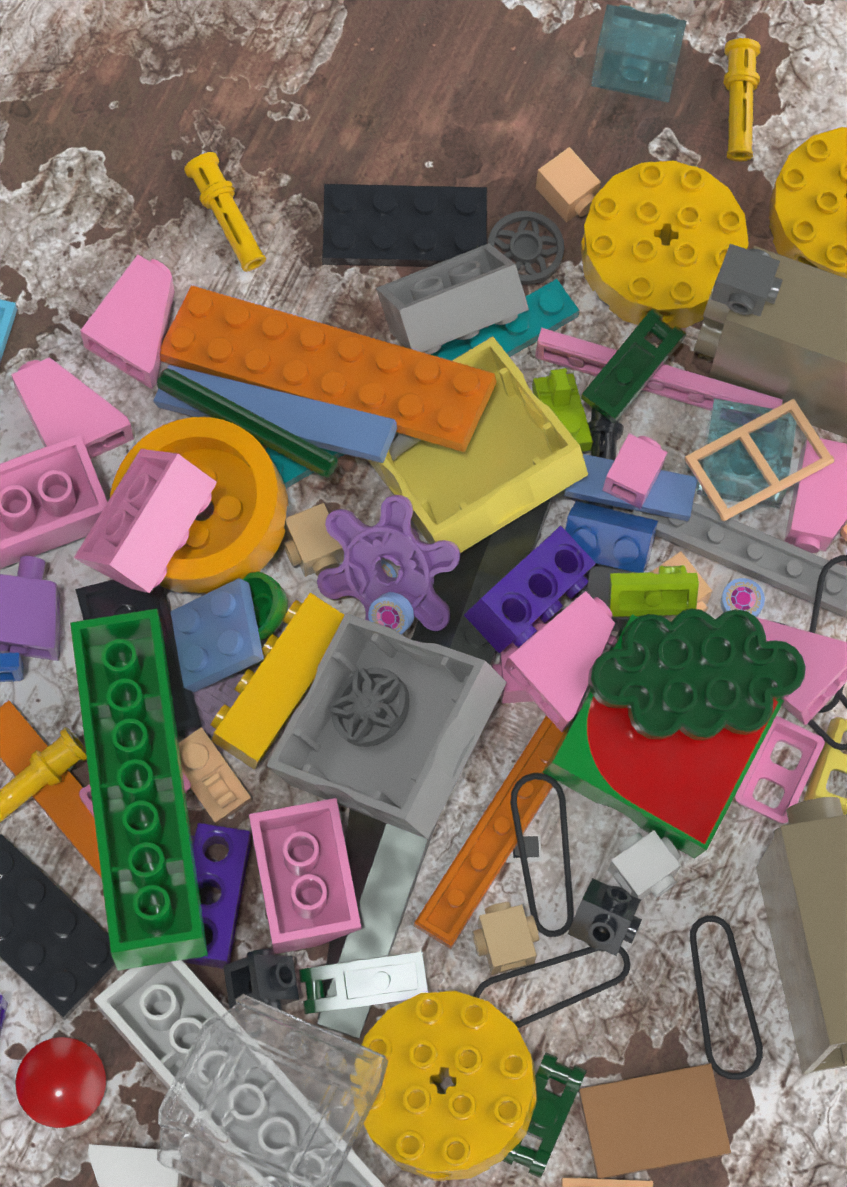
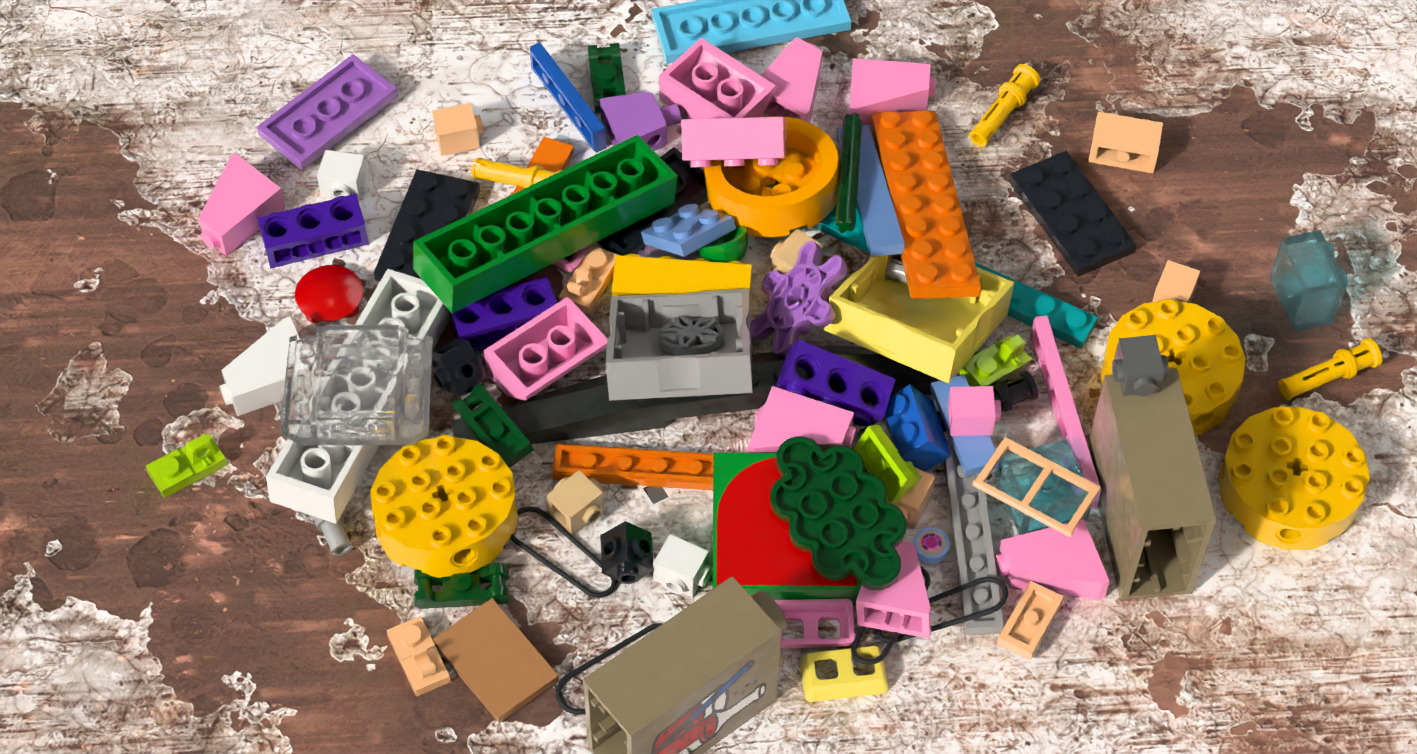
camera: 65 degrees right, 15 degrees down
(349, 118) = (1125, 142): none -> light nougat brick
(392, 611) = (767, 319): tile -> none
(453, 299) = (1027, 251): light grey brick -> none
(526, 245) = (1108, 290): dark grey wheel -> none
(566, 856) = (651, 482): black piece -> none
(632, 366) = (1054, 377): dark green plate -> none

